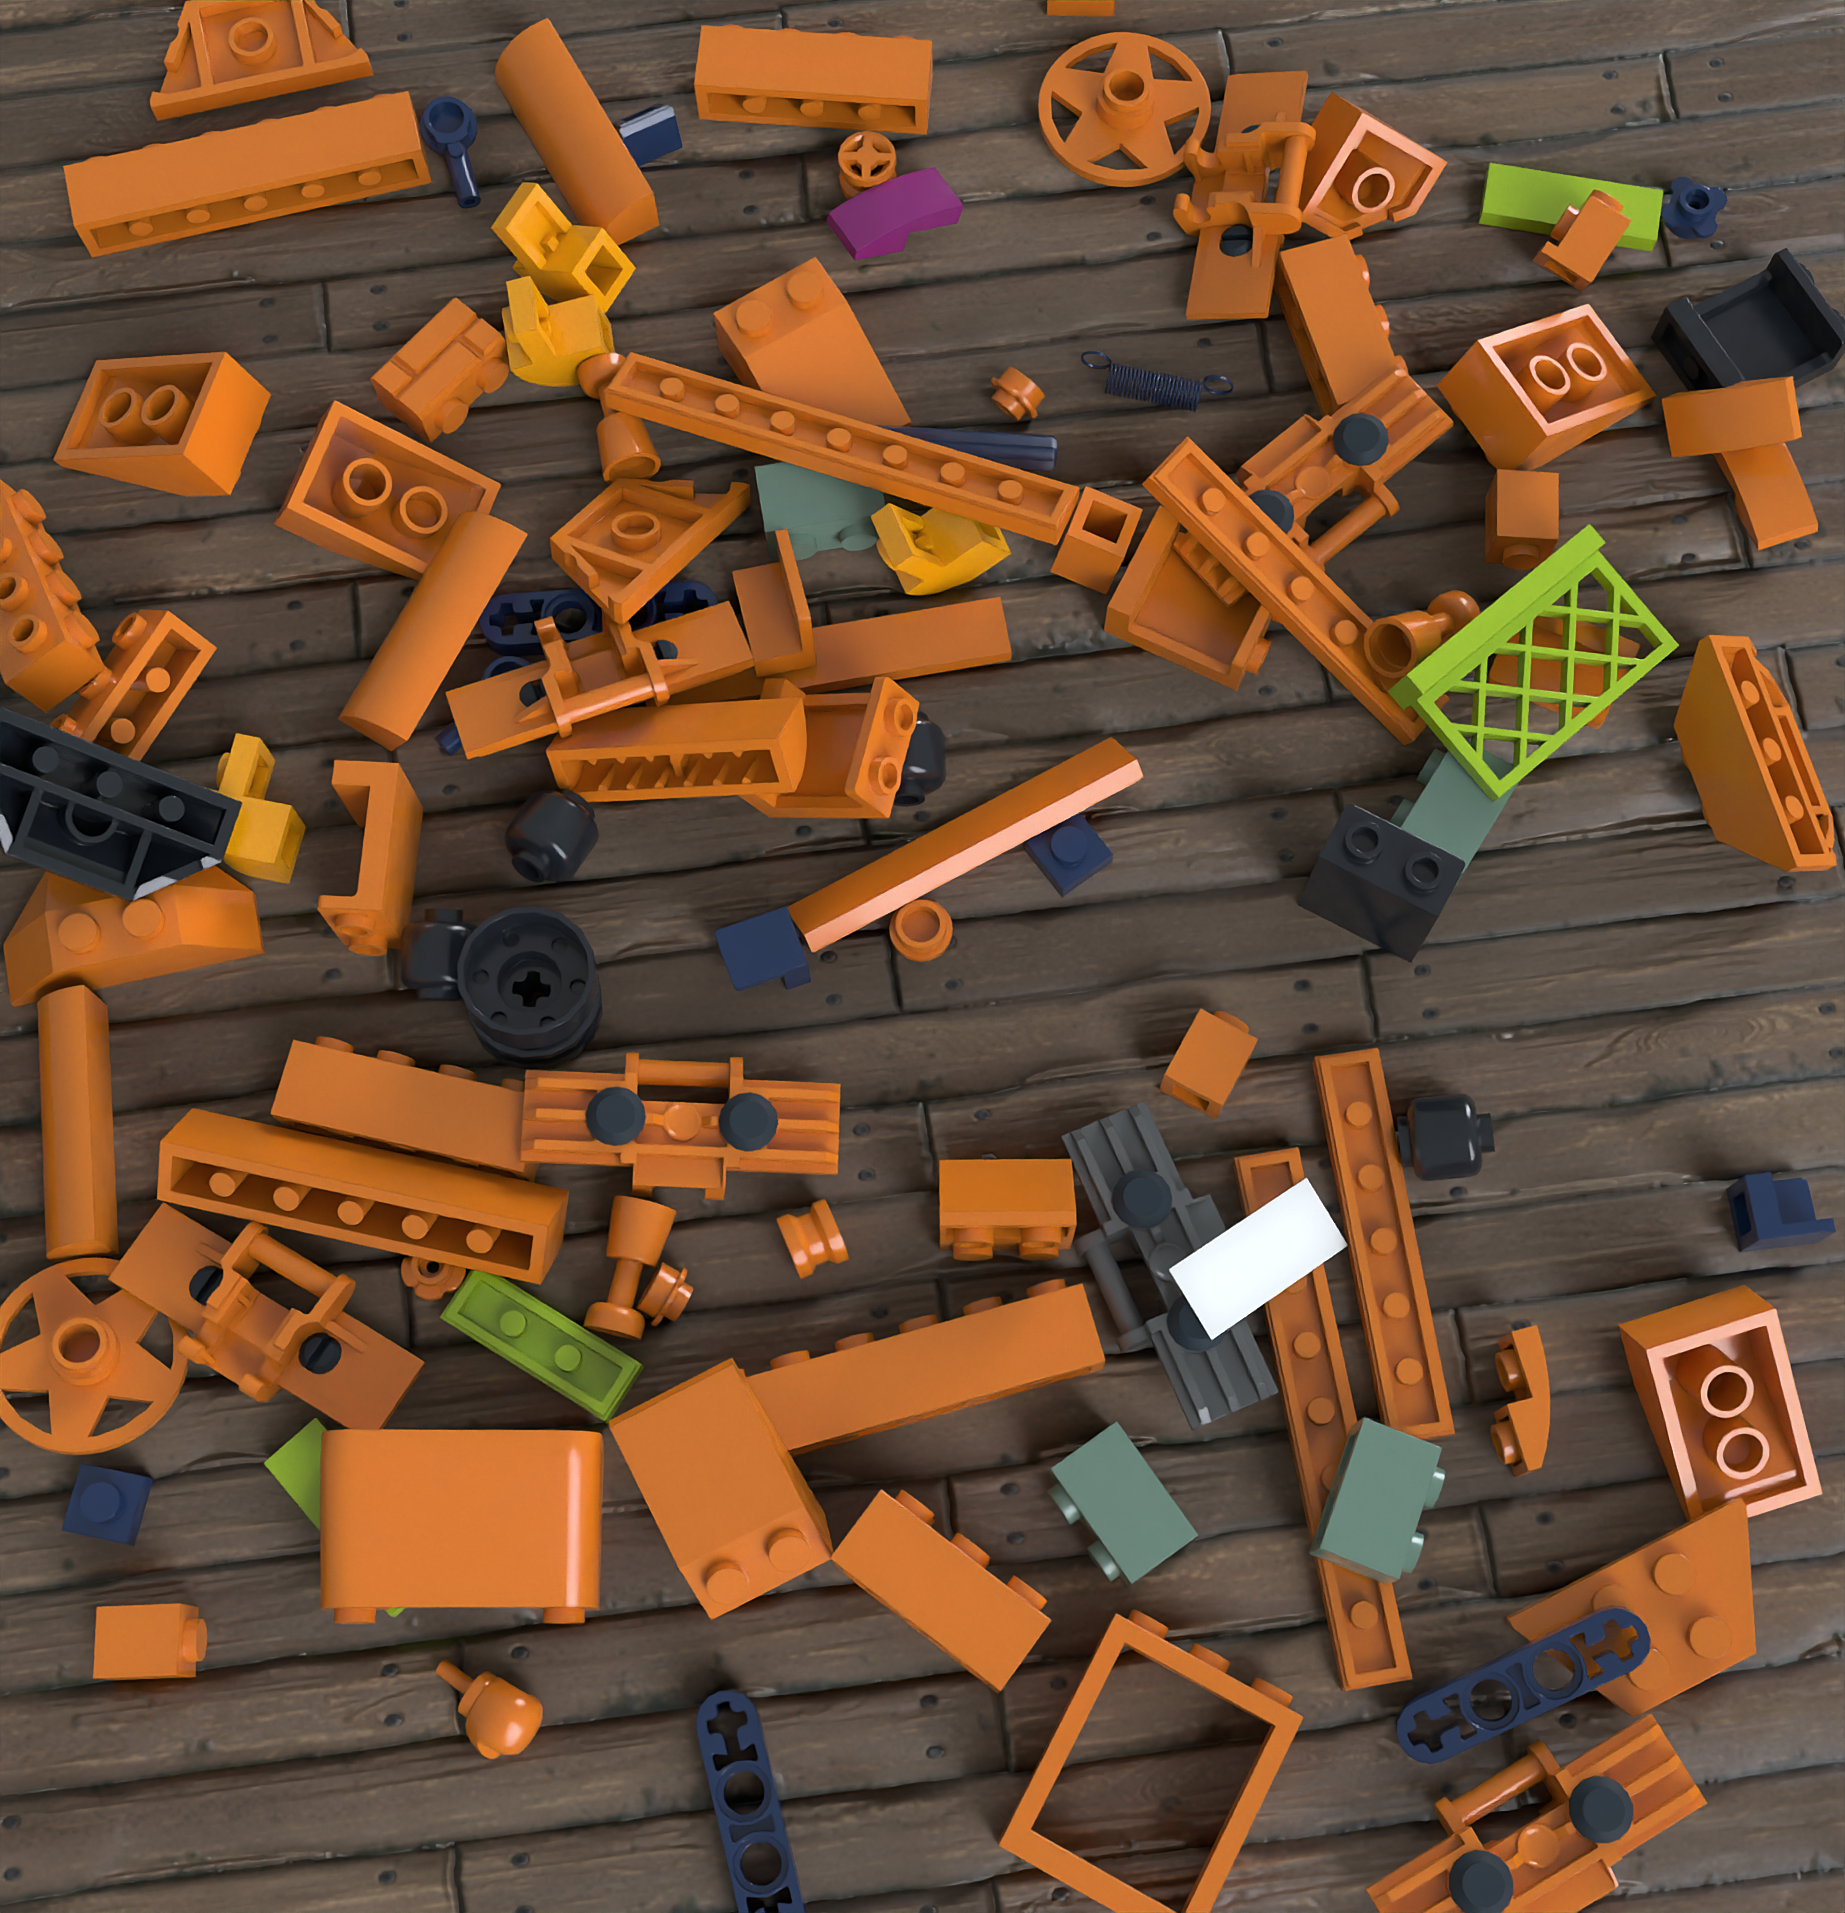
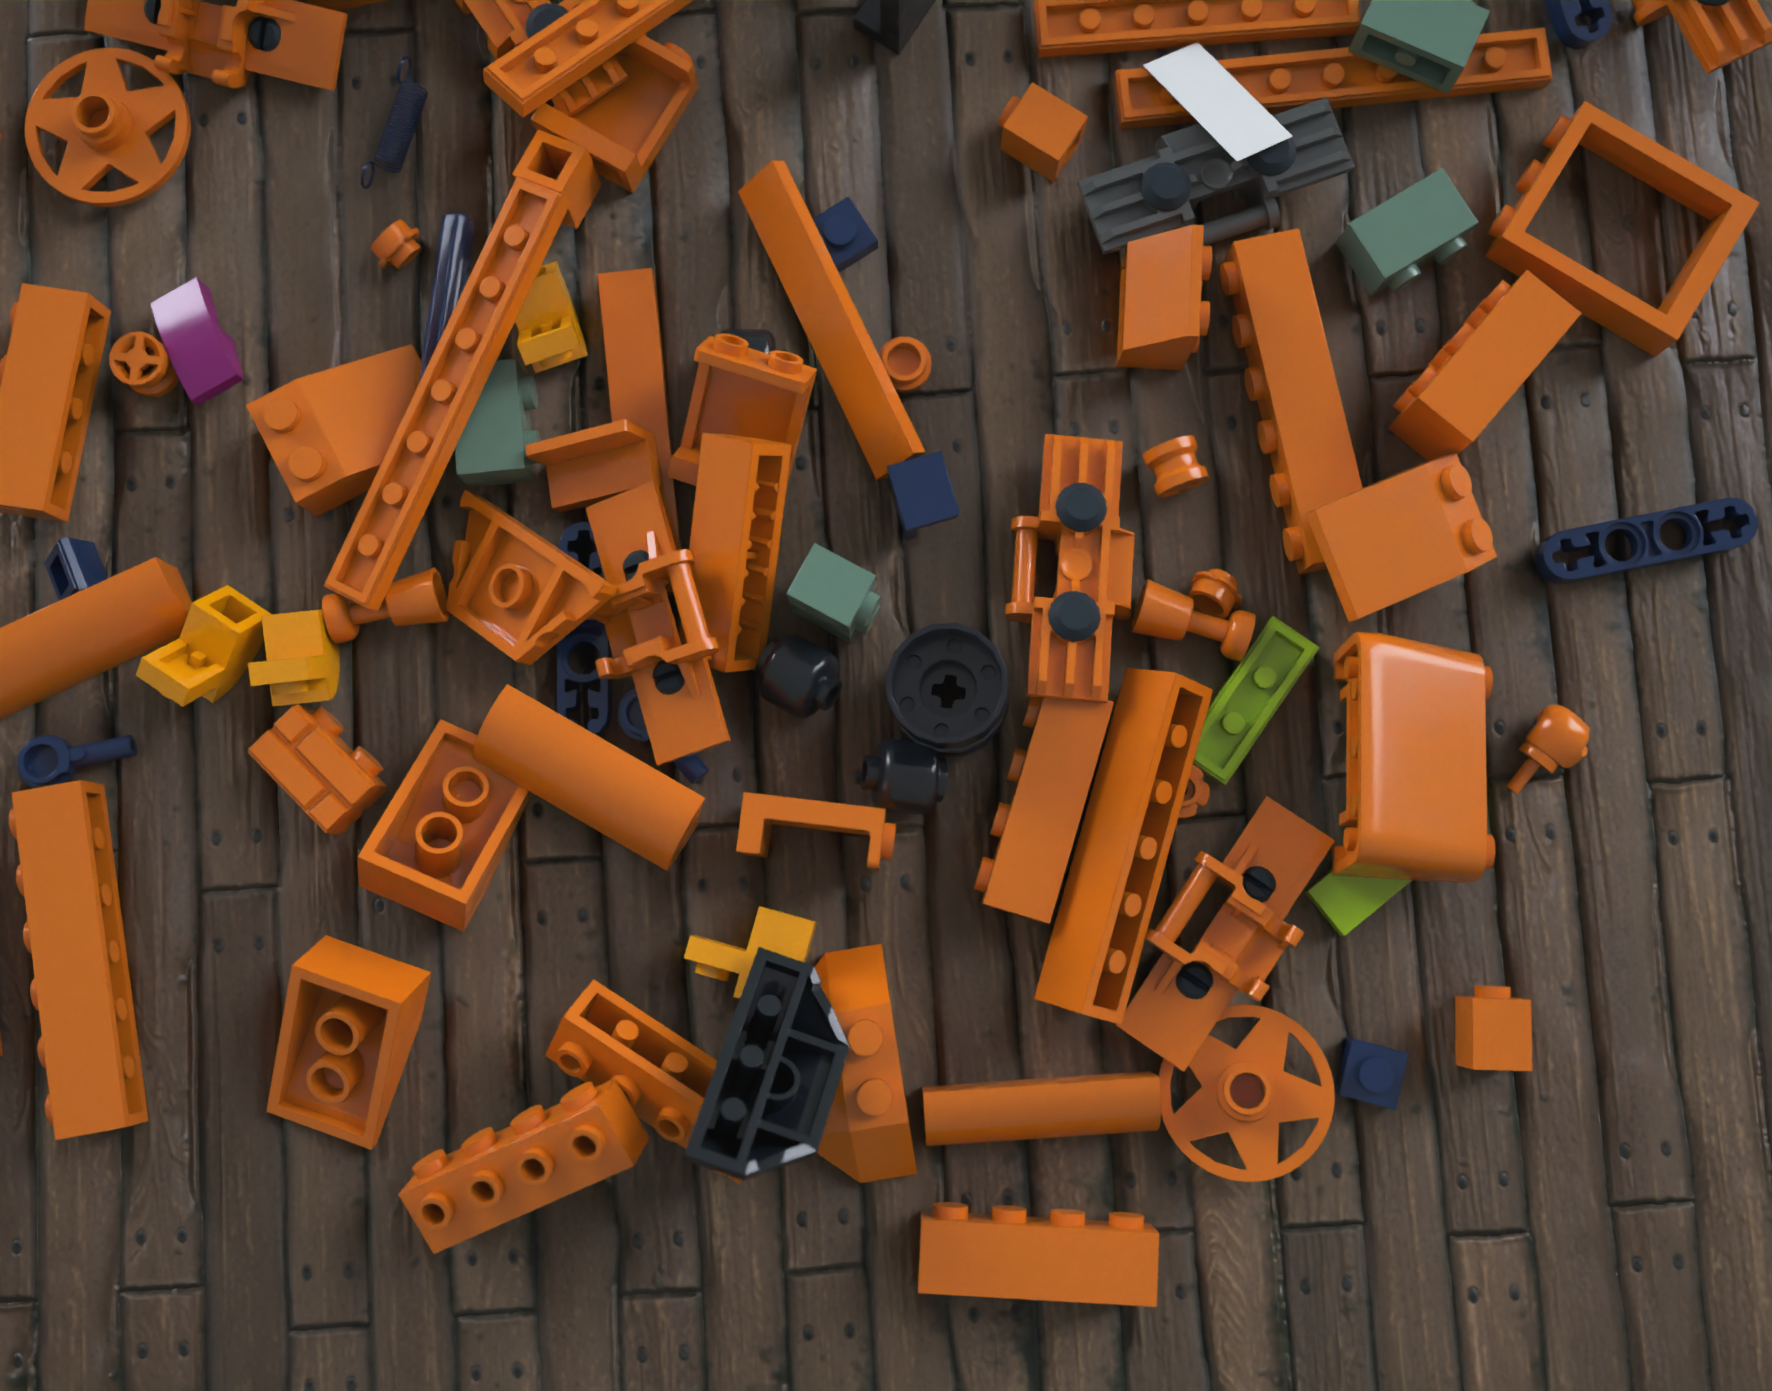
camera: 85 degrees left, 10 degrees up
(635, 858) = (835, 594): none -> sand green brick

